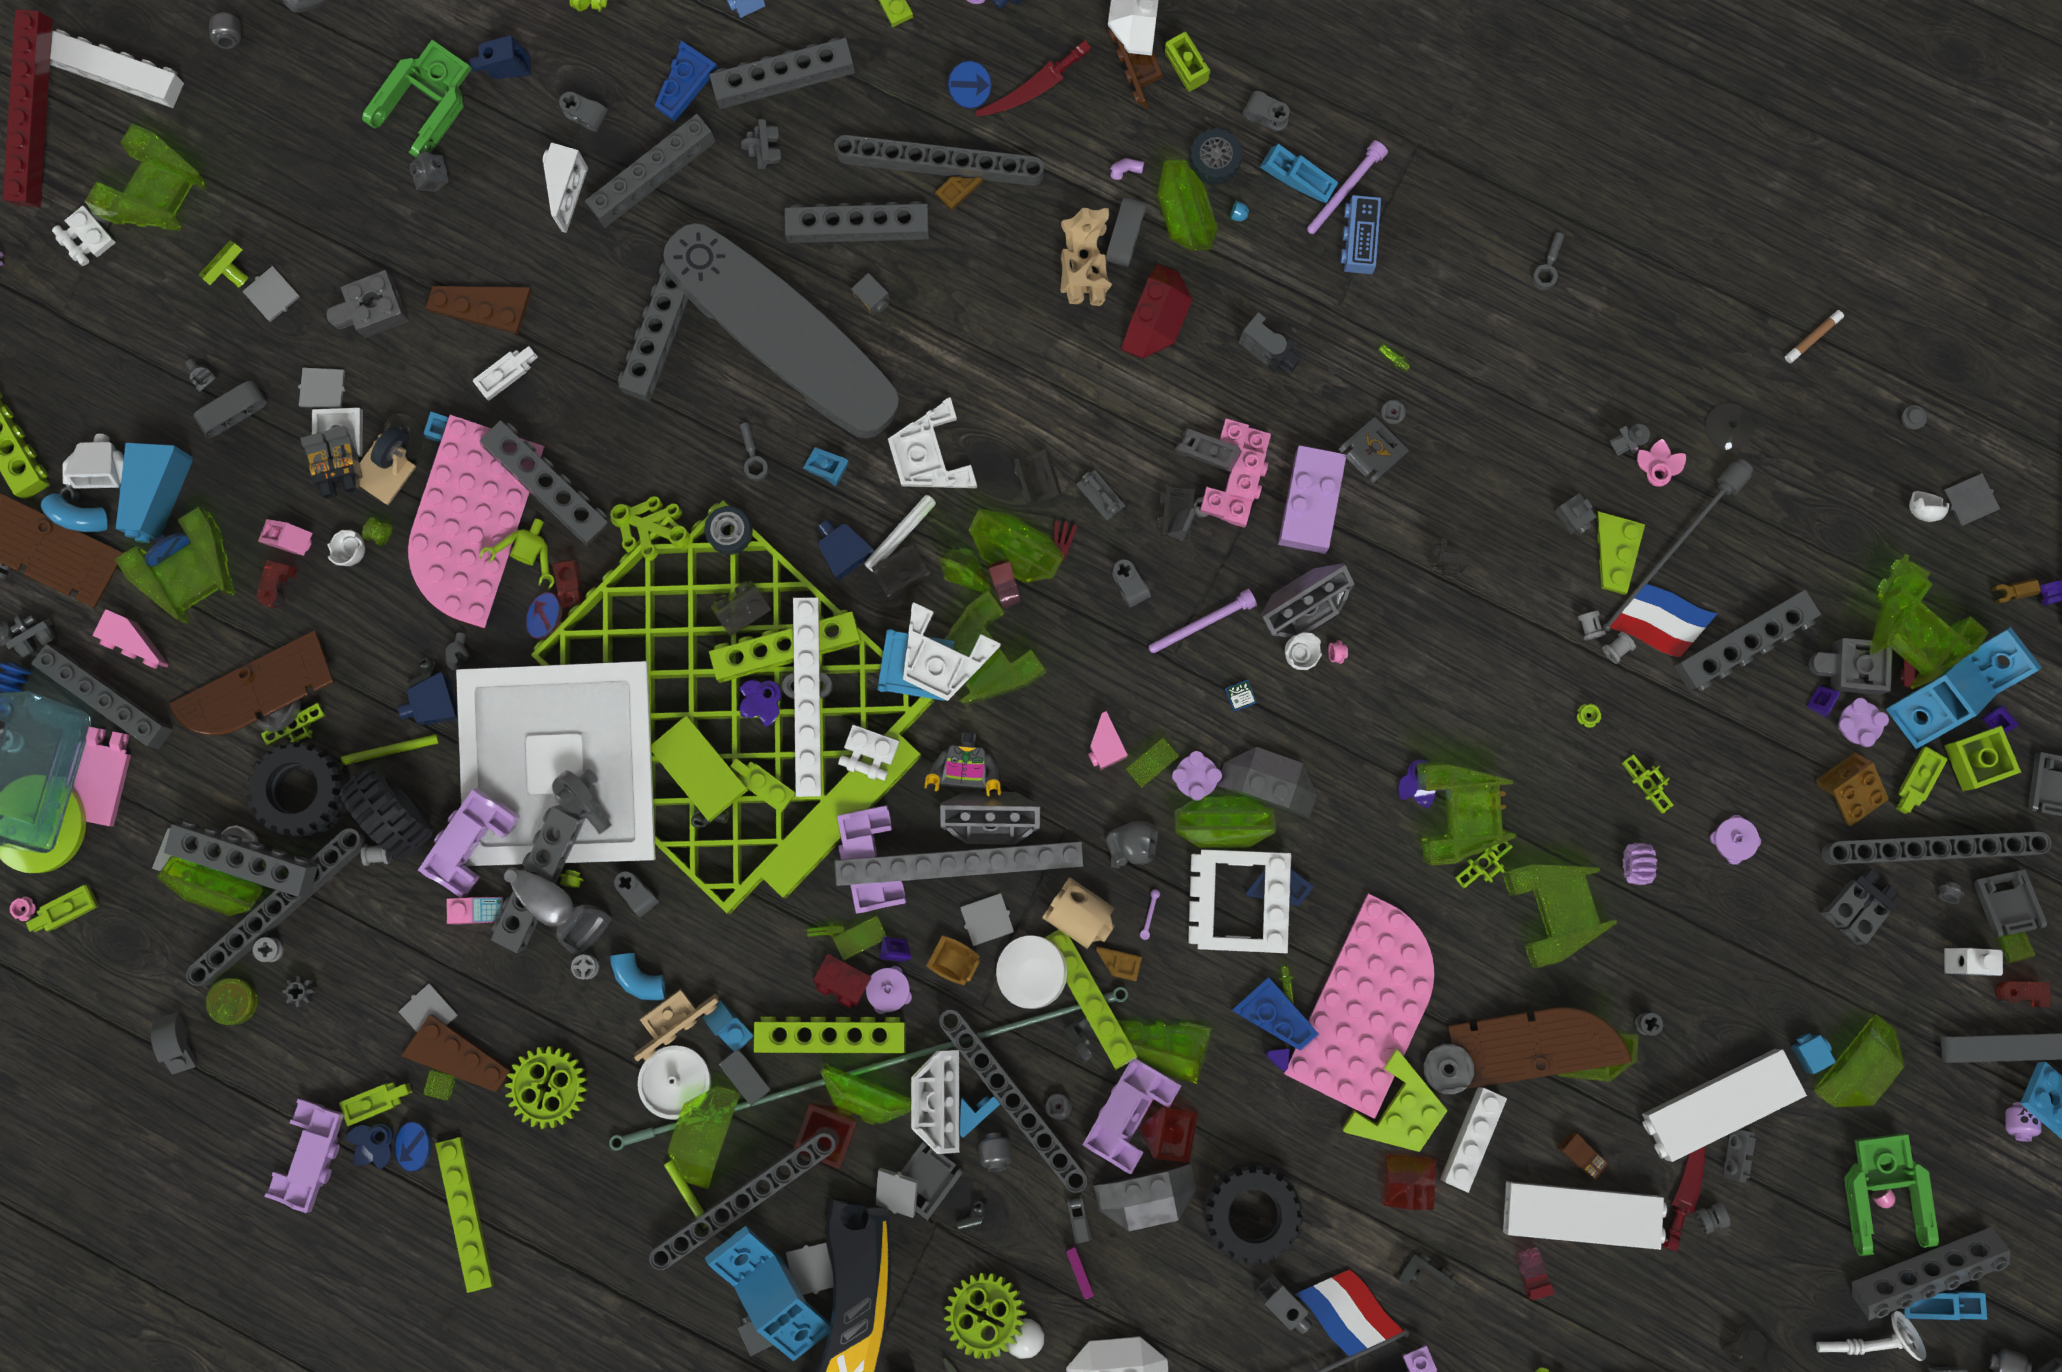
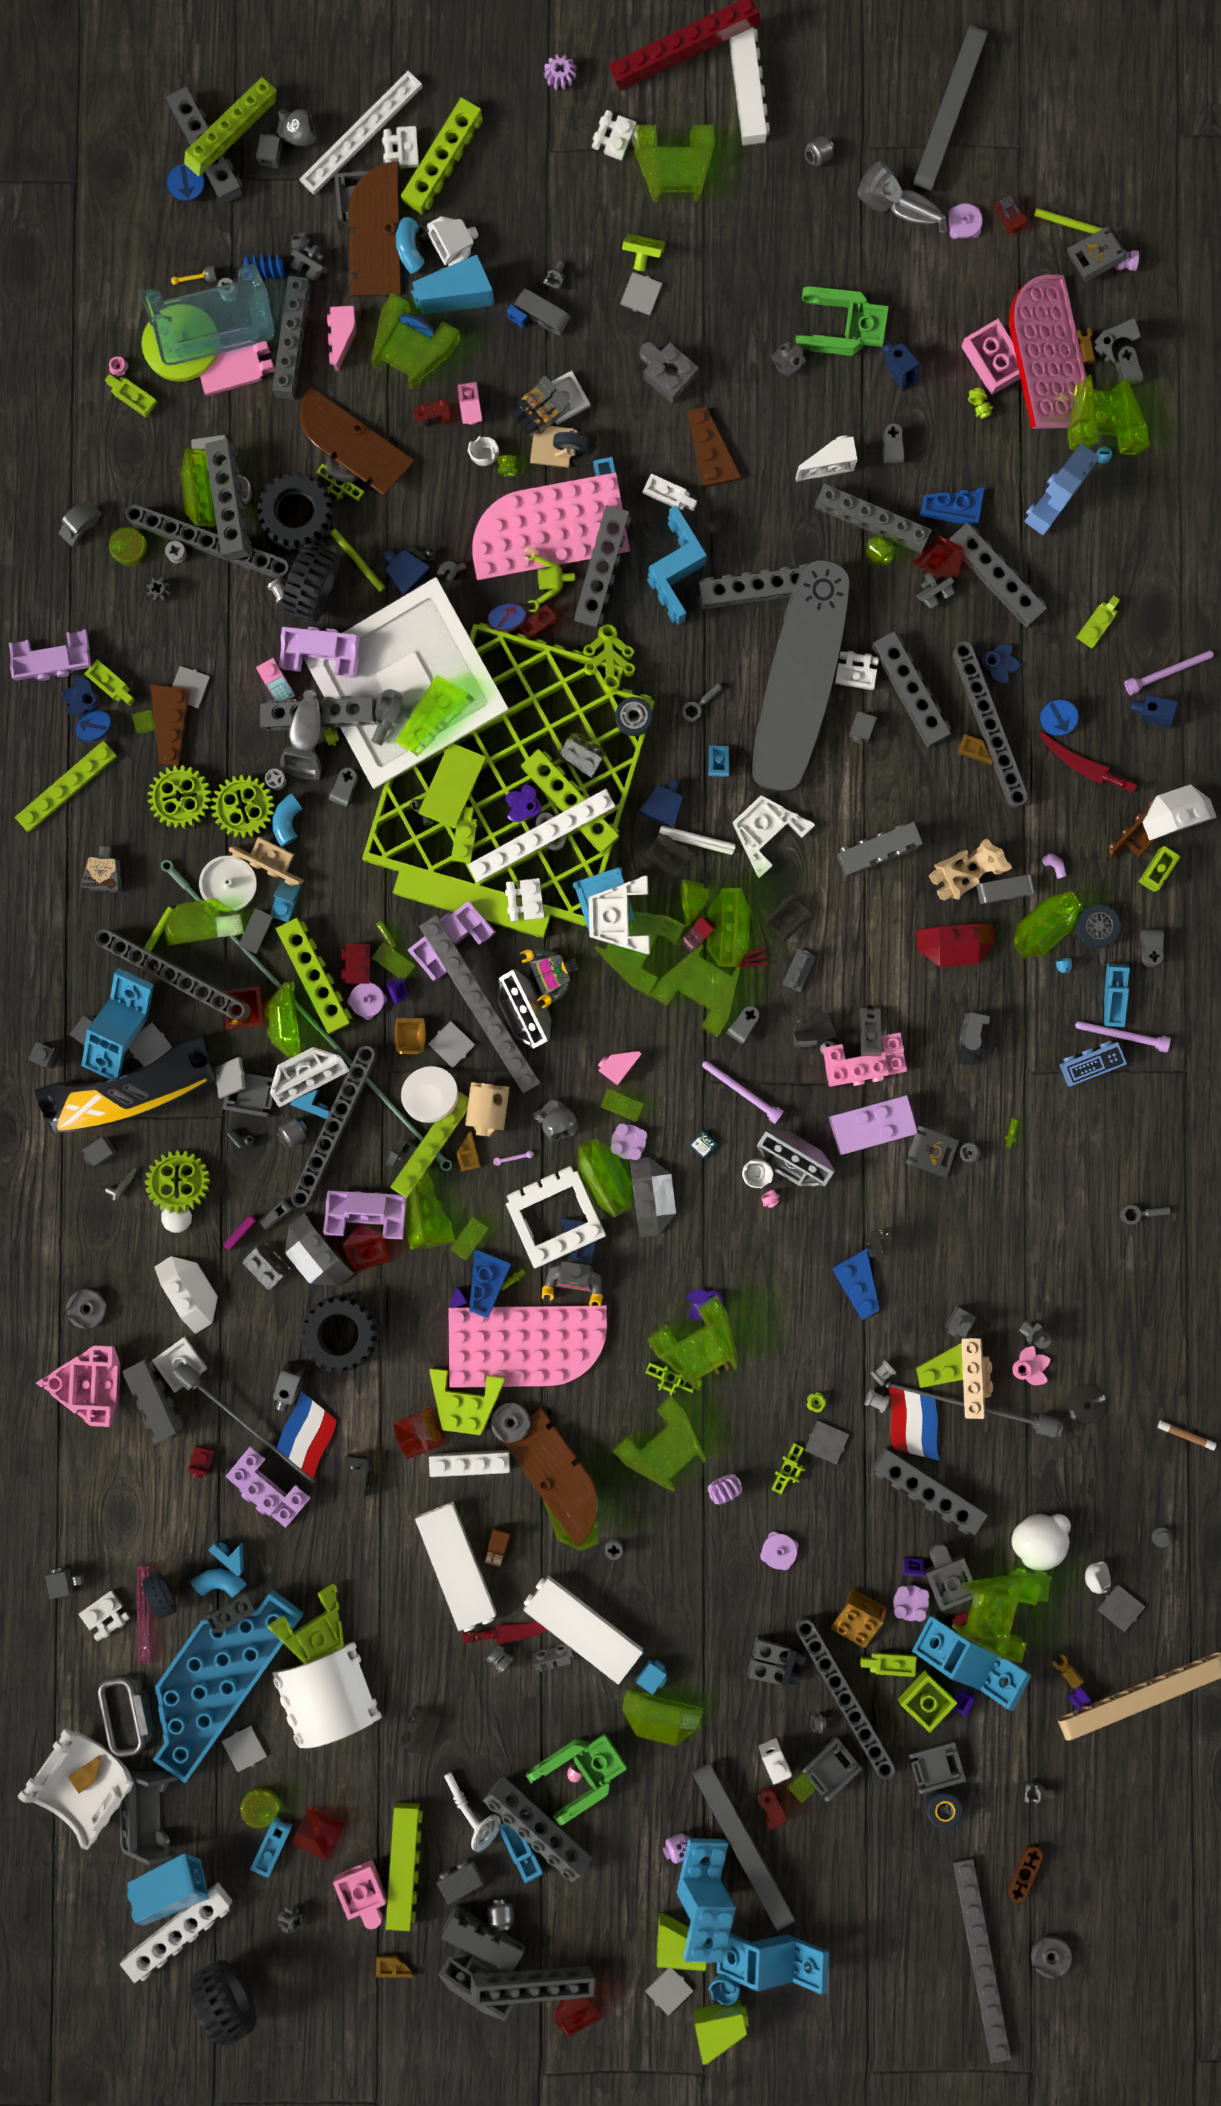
camera: 65 degrees right, 5 degrees up
(219, 437) = (517, 316): none -> blue tile
(322, 388) = (591, 368): light grey piece -> none
(585, 1221) = (102, 872): none -> torso
(588, 402) = (676, 565): none -> dark azure bracket
(592, 1042) = (227, 812): none -> lime gear
(605, 743) = (433, 714): none -> clear neon green wedge
(689, 180) = (880, 550): none -> clear neon green head
(732, 121) = (941, 558): none -> clear red slope
(811, 274) = (856, 676): none -> white plate
(879, 114) = (1003, 663): none -> dark blue plate
(1013, 341) = (879, 849): none -> dark grey wedge
(1058, 1106) = (346, 1160): dark grey tile -> none
(1065, 605) = (702, 984): none -> clear neon green wedge
(1132, 1260) = (266, 1265): none -> clear smoke bracket
(1217, 1010) = (469, 1238): none -> clear neon green plate
(1320, 912) = (574, 1277): none -> dark grey torso
(1478, 603) = (858, 1283): none -> blue wing
(1534, 1274) = (397, 1551): leg -> none
(1638, 726) = (826, 1442): none -> flat silver piece
(1646, 527) = (975, 1378): none -> tan bracket
(1860, 545) = (1042, 1541): none -> white piece

